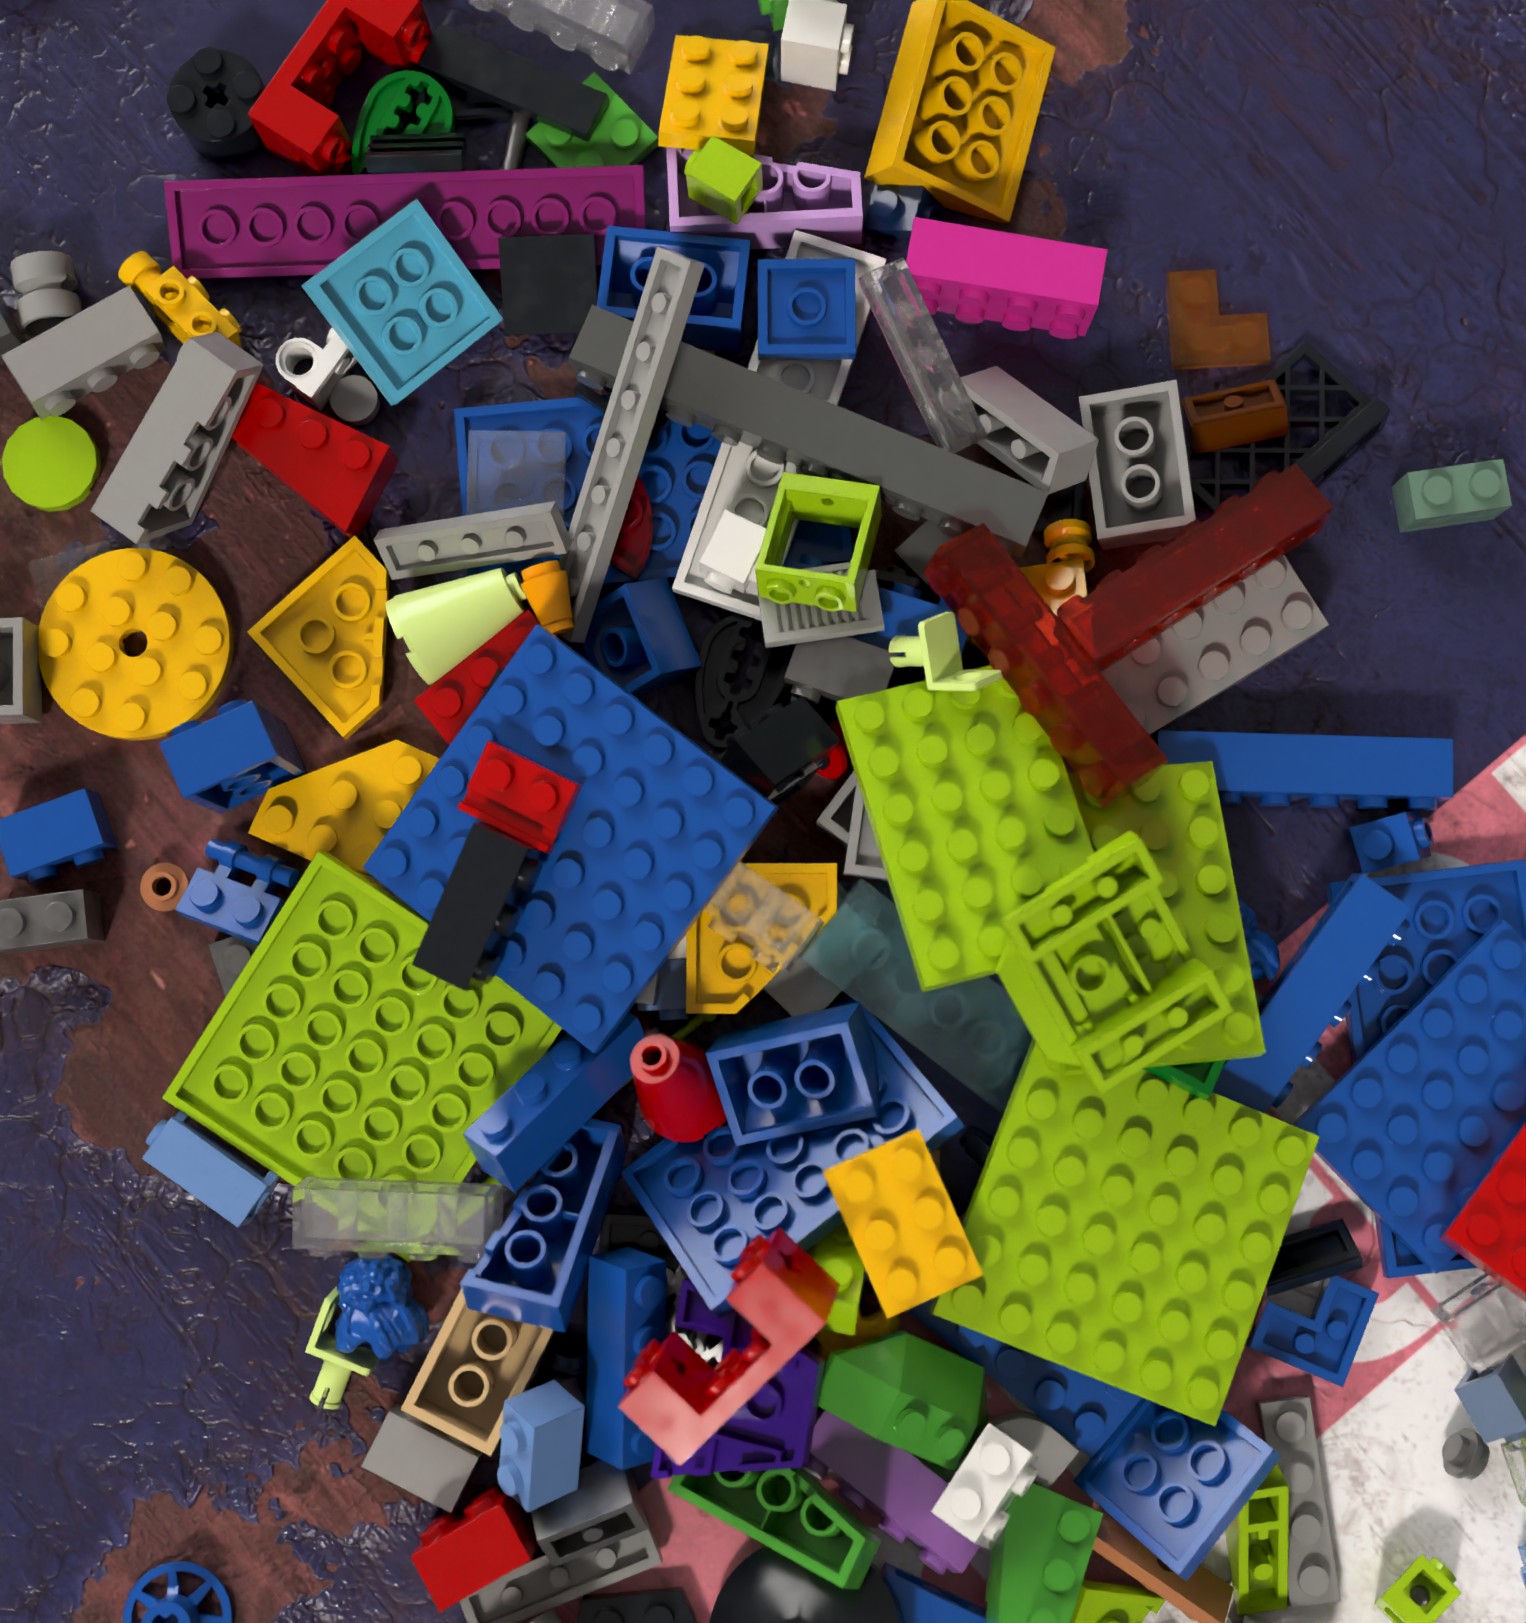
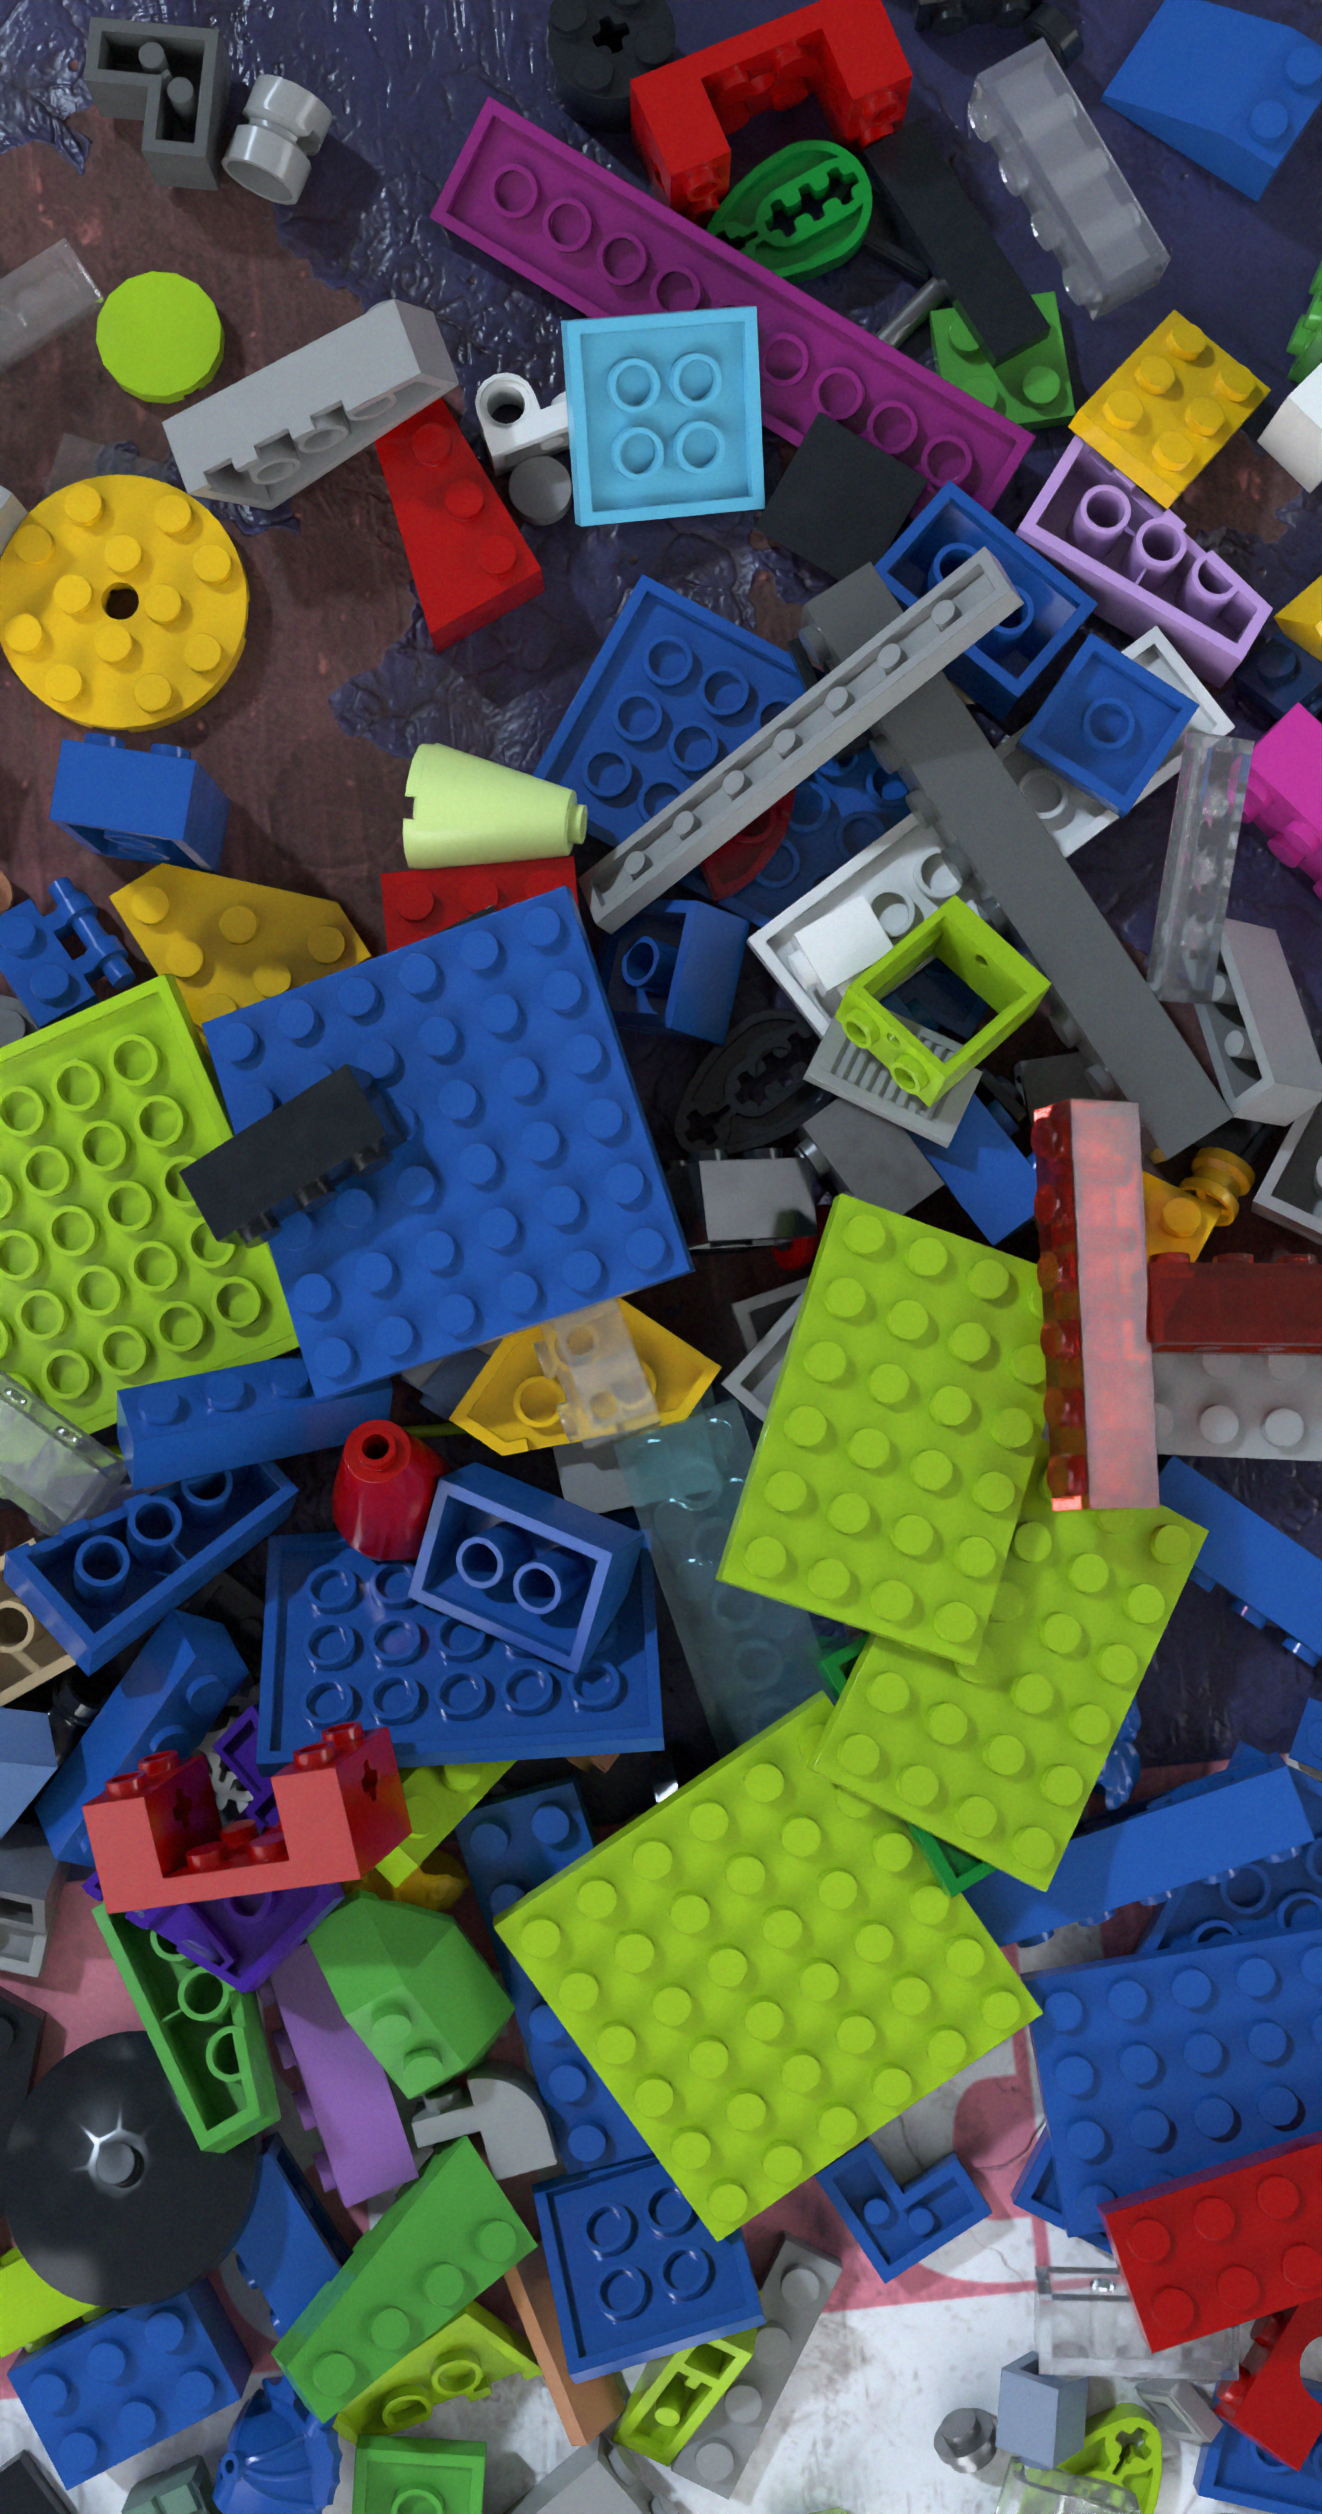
camera: 30 degrees right, 5 degrees up
(85, 353) = (274, 236): light grey brick -> none
(177, 300) = (417, 246): yellow brick -> none
(334, 636) = (343, 741): yellow plate -> none
(416, 153) = (792, 252): black tile -> none
(473, 540) = (564, 739): light grey plate -> none
(515, 470) = (657, 701): clear tile -> none
(519, 796) = (419, 1066): red plate -> none
(549, 596) = (605, 858): light orange cone -> none
(723, 179) = (1114, 514): lime brick -> none
(902, 1223) = (524, 1811): yellow plate -> none
(940, 655) = (989, 1217): yellowish green bracket -> none
(986, 1486) = (429, 2138): white brick -> none
(1107, 968) = (934, 1694): lime slope -> none
(1313, 1256) = (952, 2128): black tile -> none

